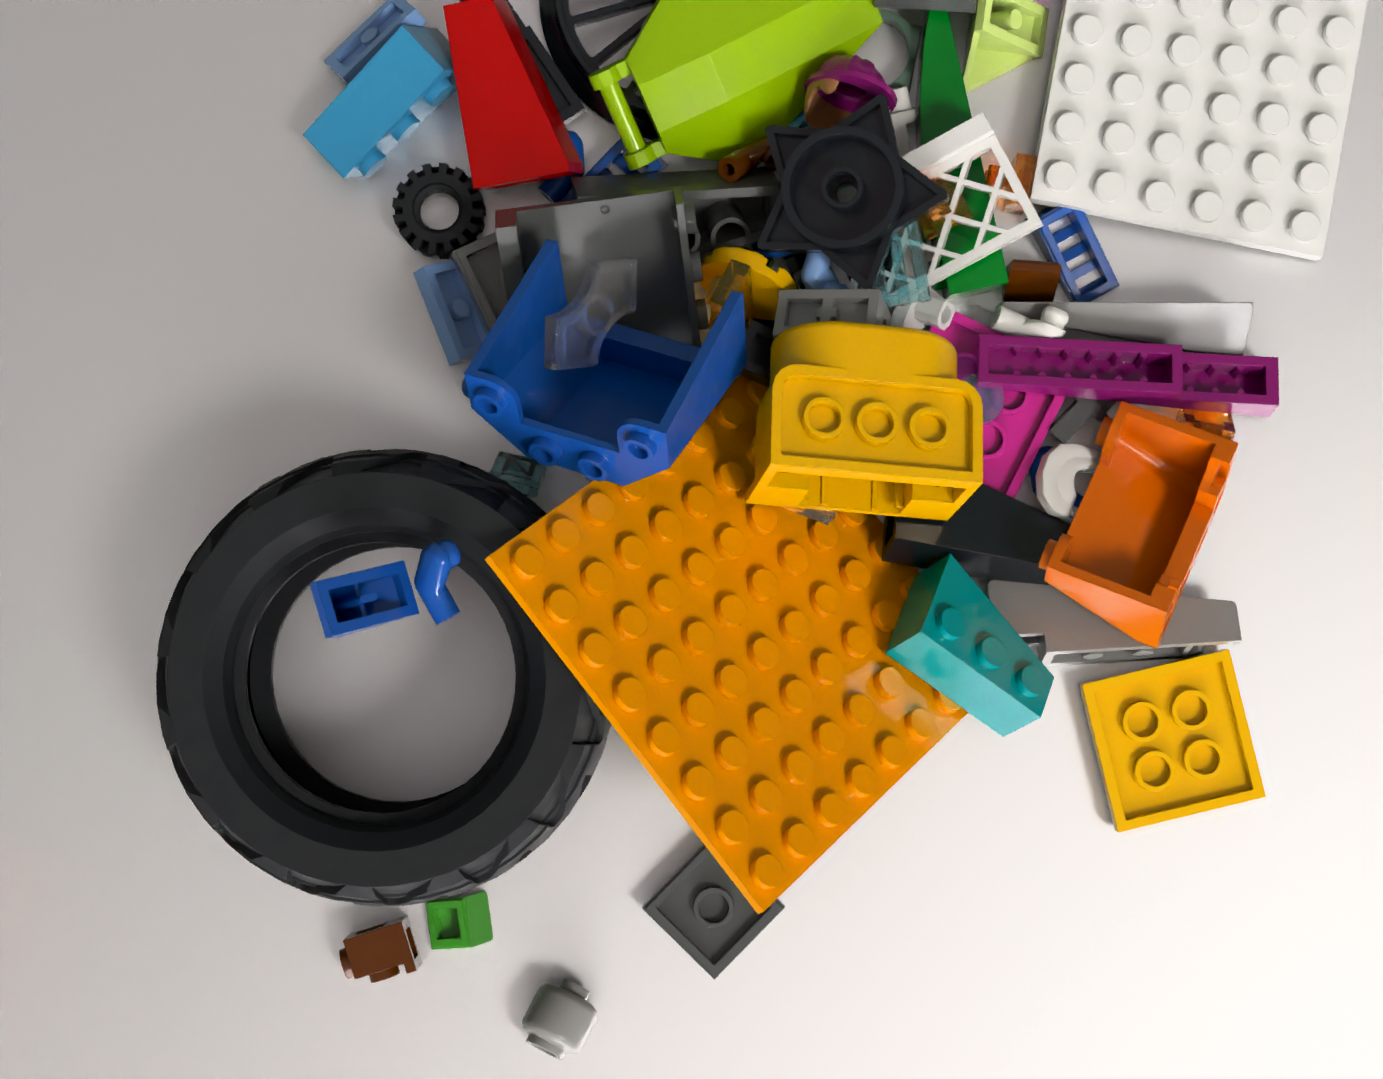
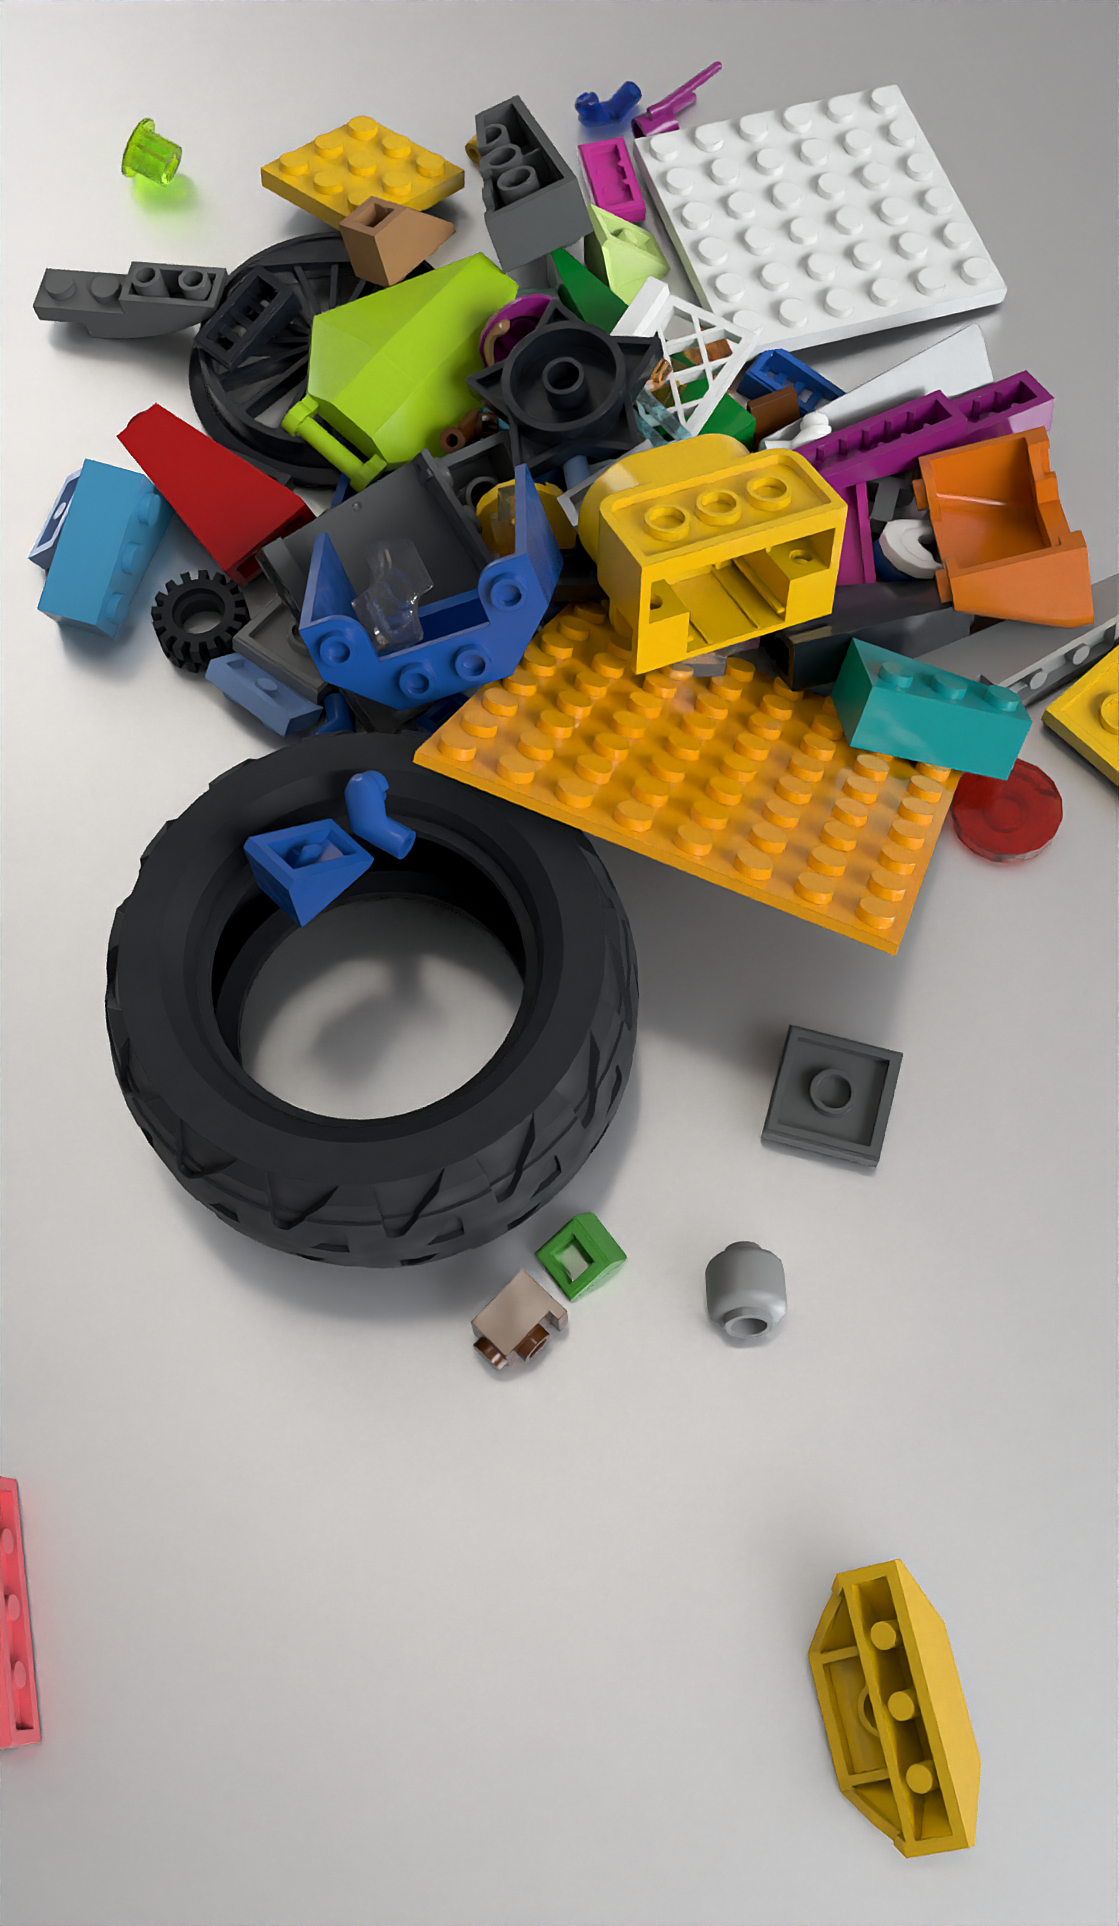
camera: 25 degrees left, 20 degrees down
(997, 763) = (1009, 816): none -> clear red tile

